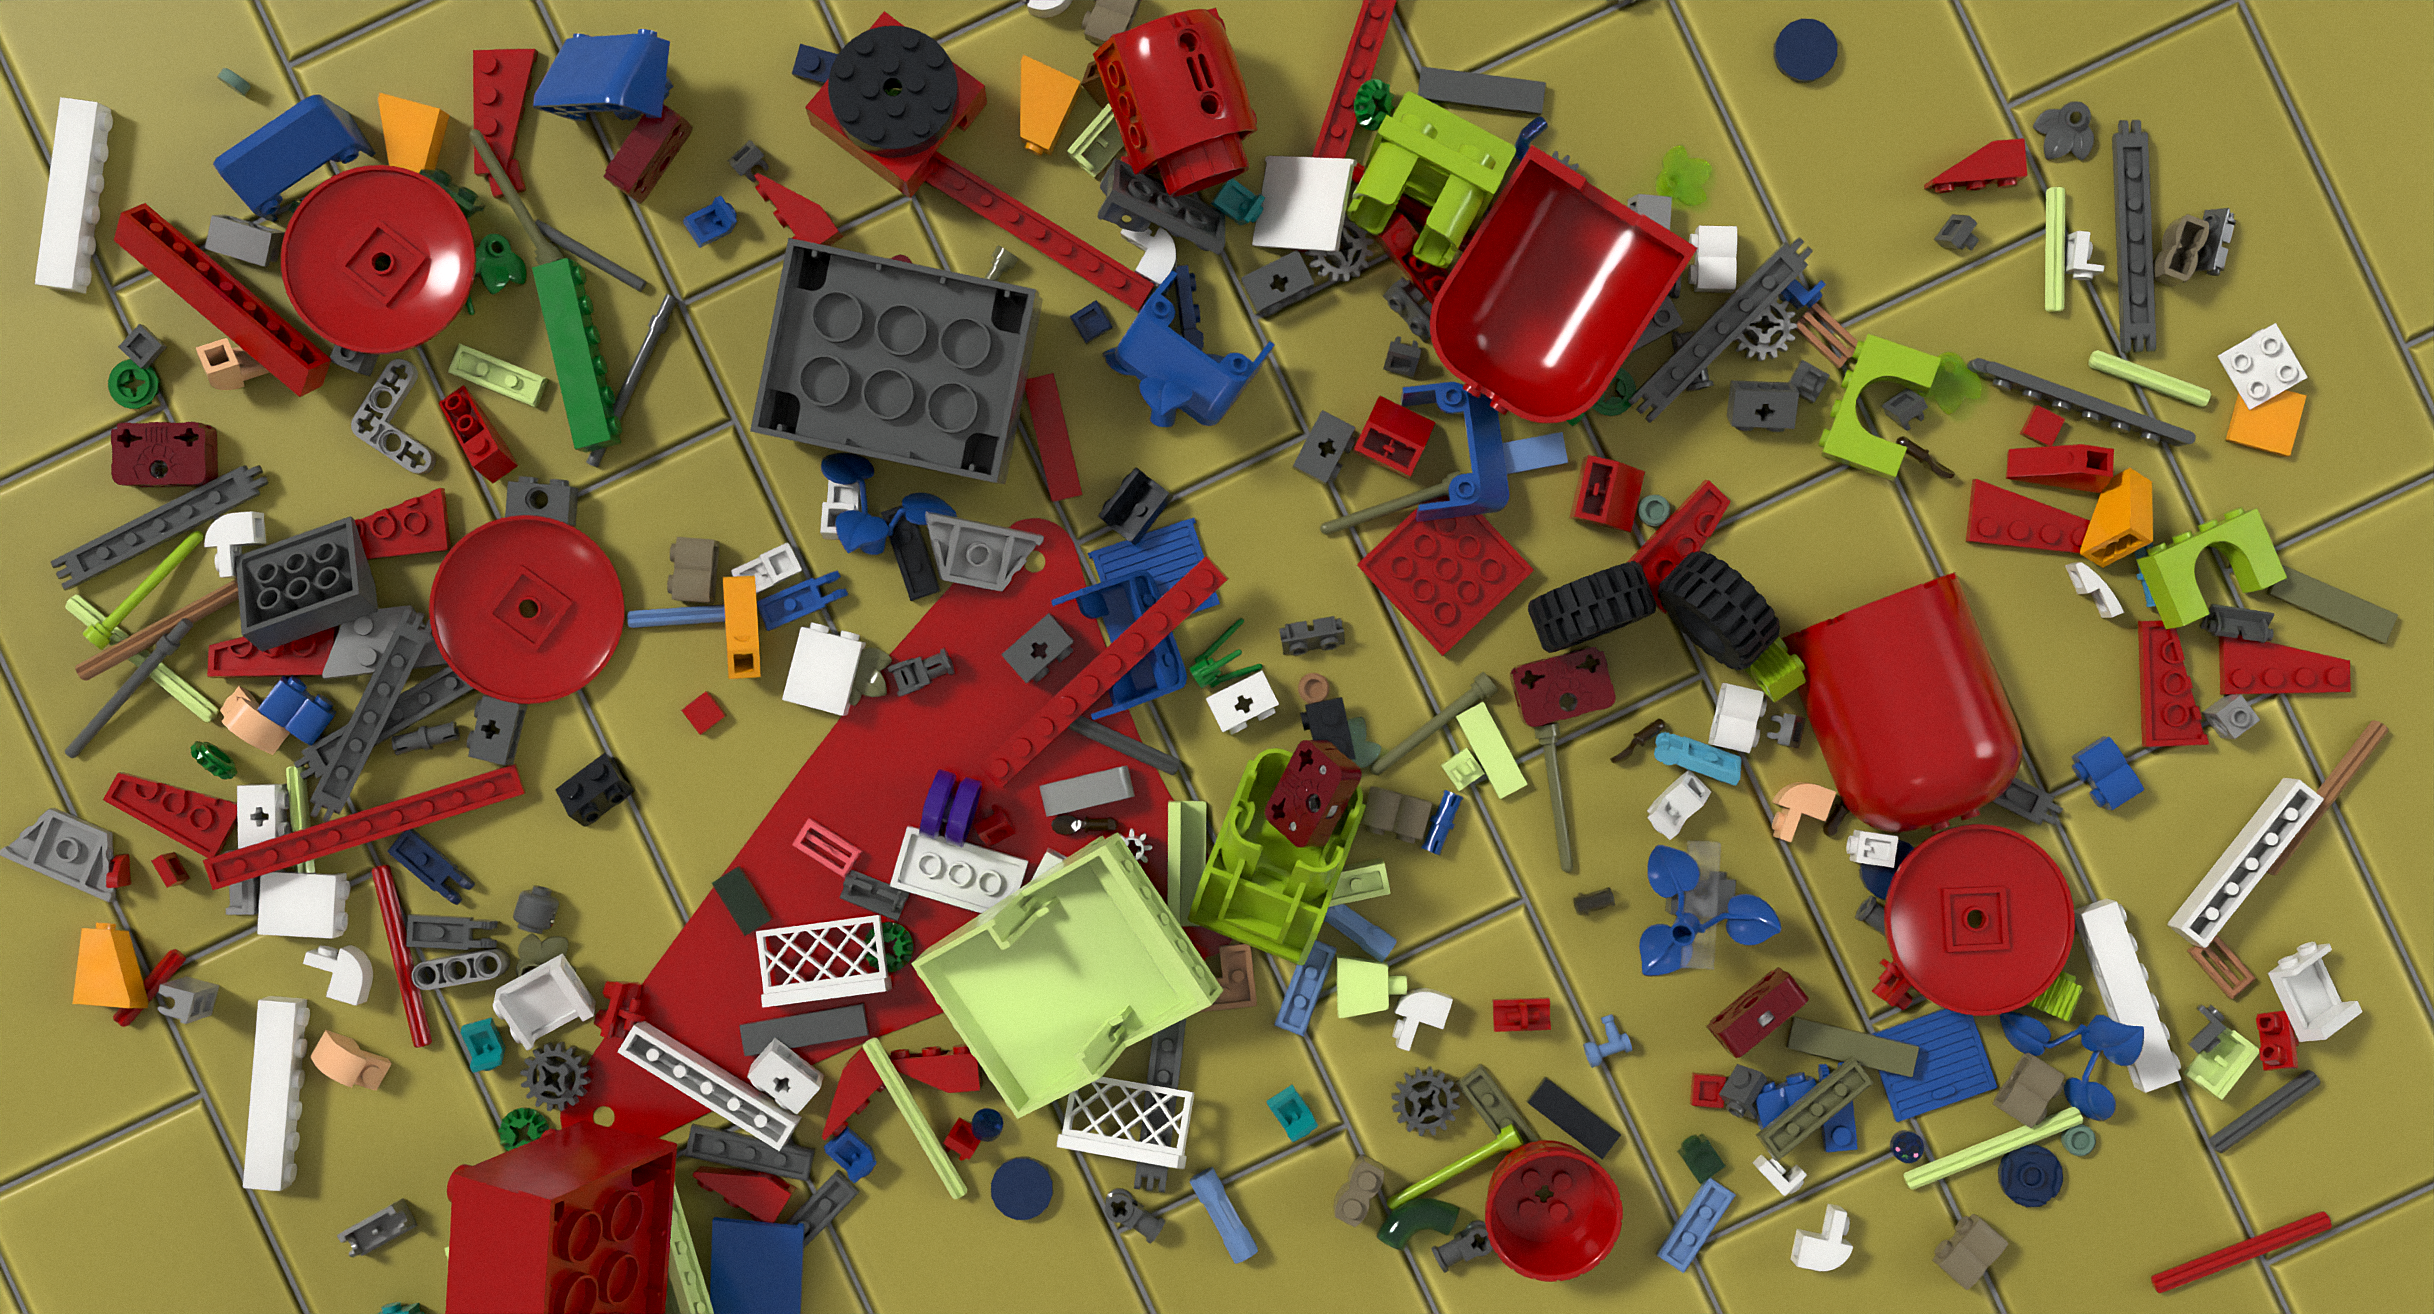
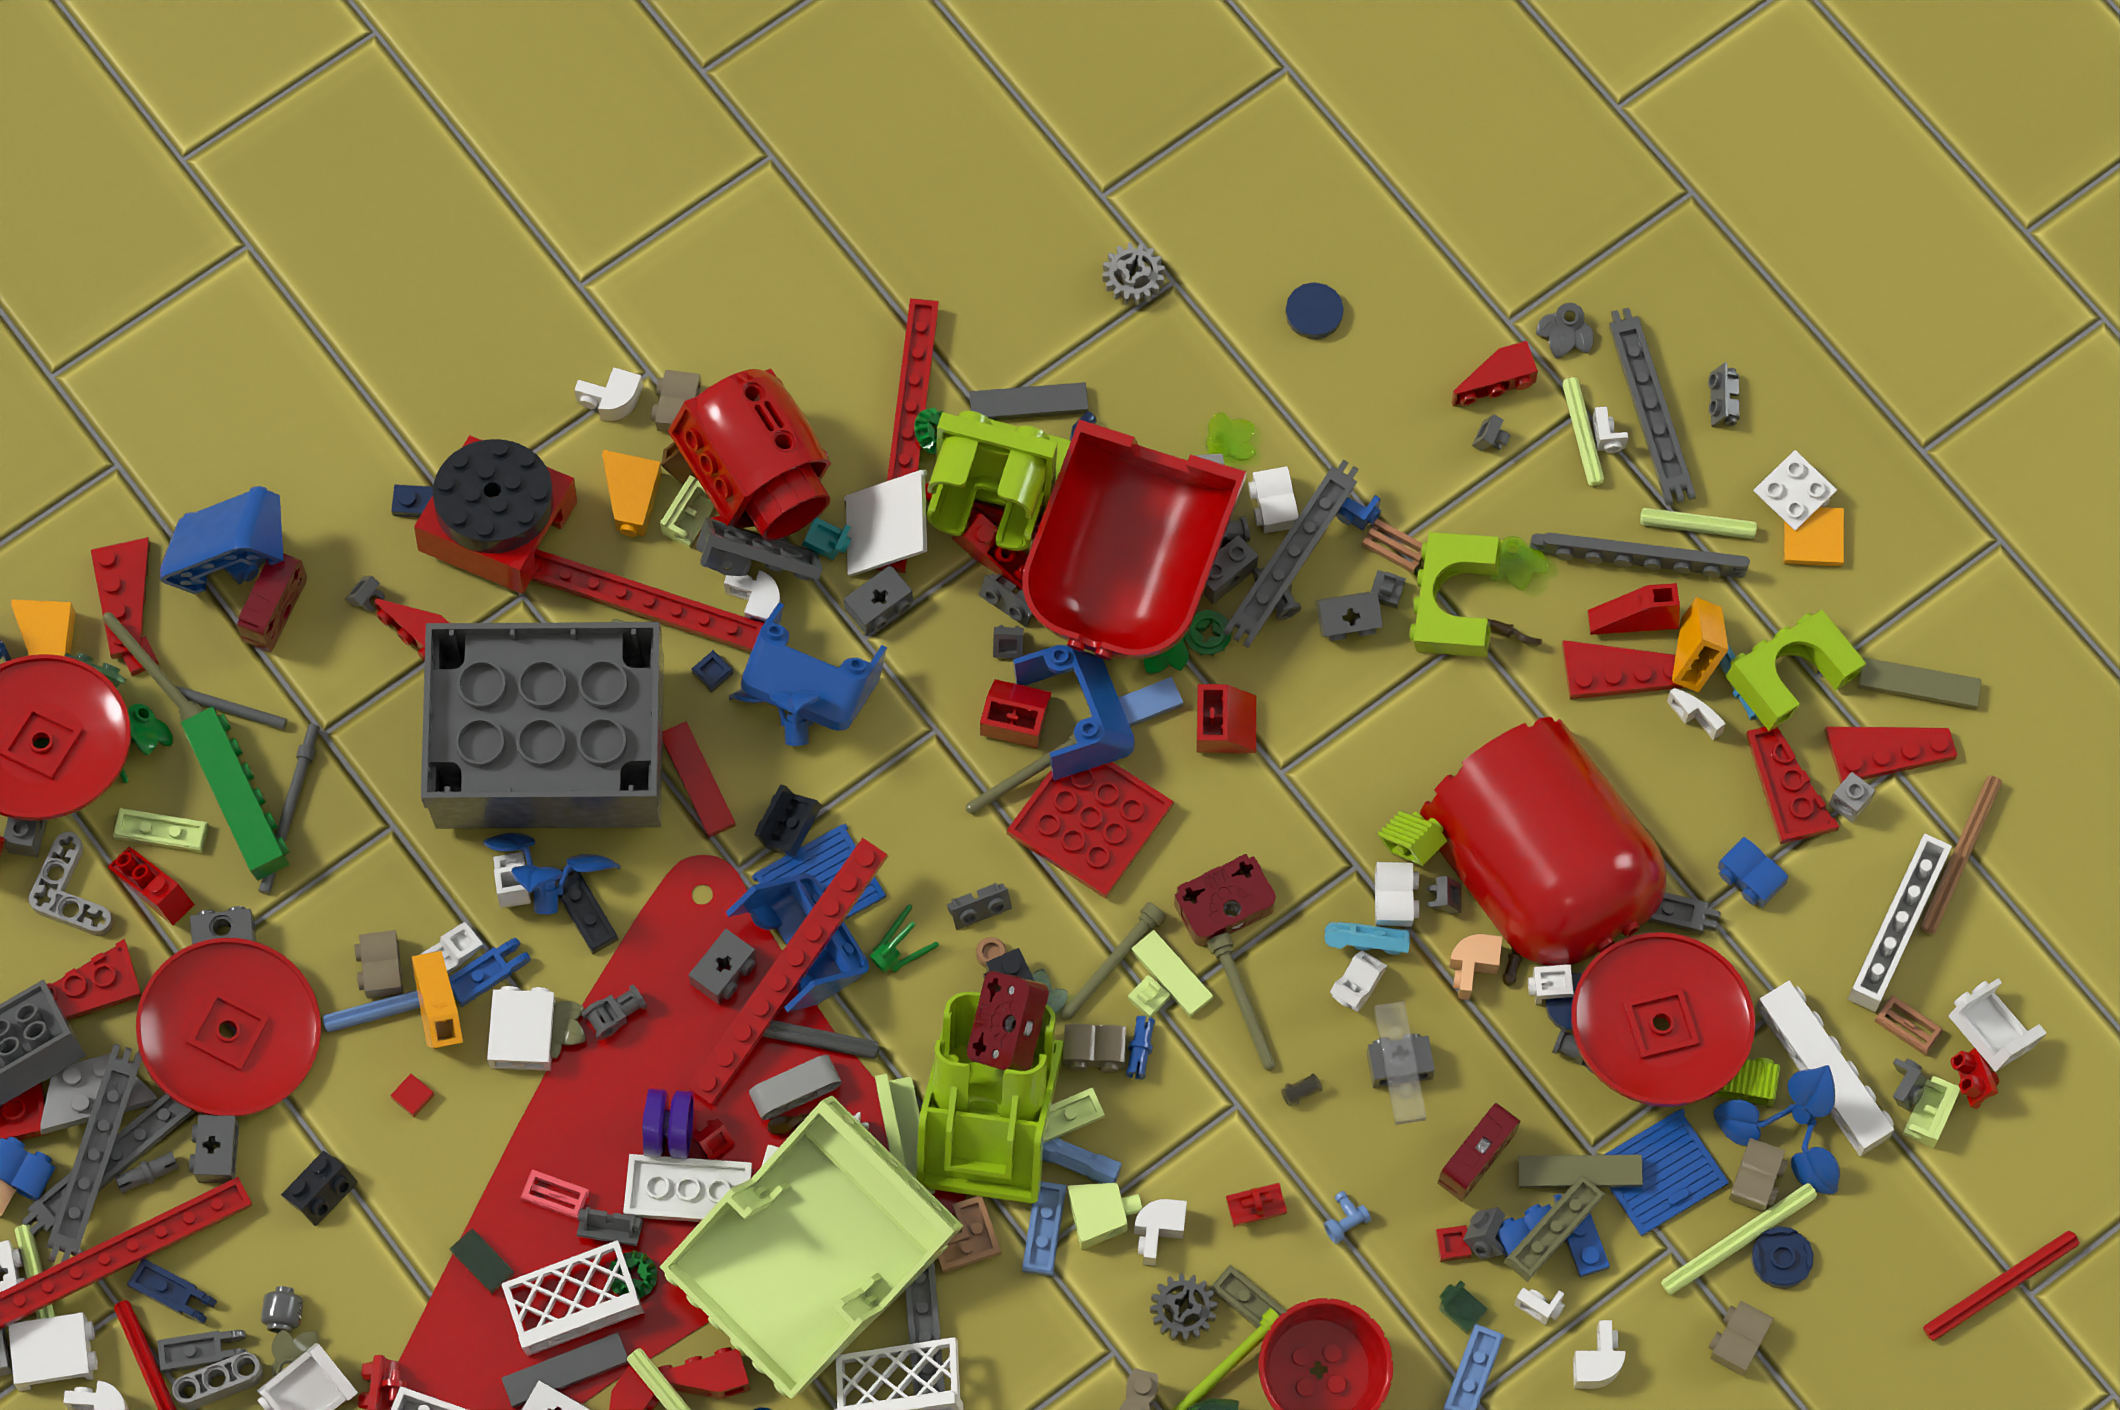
camera: 15 degrees left, 20 degrees down
(711, 222) = (341, 652): blue bracket -> none
(978, 551) = (647, 888): light grey wing -> none
(1188, 312) = (793, 619): dark blue hinge -> none
(1234, 720) = (932, 961): white brick -> none
(1292, 1113) = (1057, 1345): teal bracket -> none
(1325, 429) = (954, 718): dark grey brick -> none
(1343, 258) = (929, 569): light grey gear -> none
(1573, 1118) = (1307, 1285): black tile -> none
(1592, 606) = (1231, 812): black tyre -> none
(1639, 738) = (1309, 934): dark brown piece -> none
(1653, 510) = (1273, 729): sand green tile -> none
(1675, 871) = (1367, 1034): blue plant -> none
(1681, 535) = (1298, 760): red wing -> none
(1719, 610) = (1348, 790): black tyre -> none
(1761, 340) = (1343, 545): light grey gear -> none
(1892, 986) = (1604, 1100): red hips -> none
(1905, 407) = (1479, 592): dark grey tile -> none
(1906, 1146) = (1657, 1255): clear blue tile -> none
(2042, 426) = (1612, 583): red tile -> none
(2078, 1140) = (1818, 1214): sand green tile -> none
(2180, 248) = (1692, 407): dark tan brick -> none
(2233, 621) = (1836, 714): dark grey hinge -> none
(2264, 1111) = (1986, 1150): dark grey axle -> none

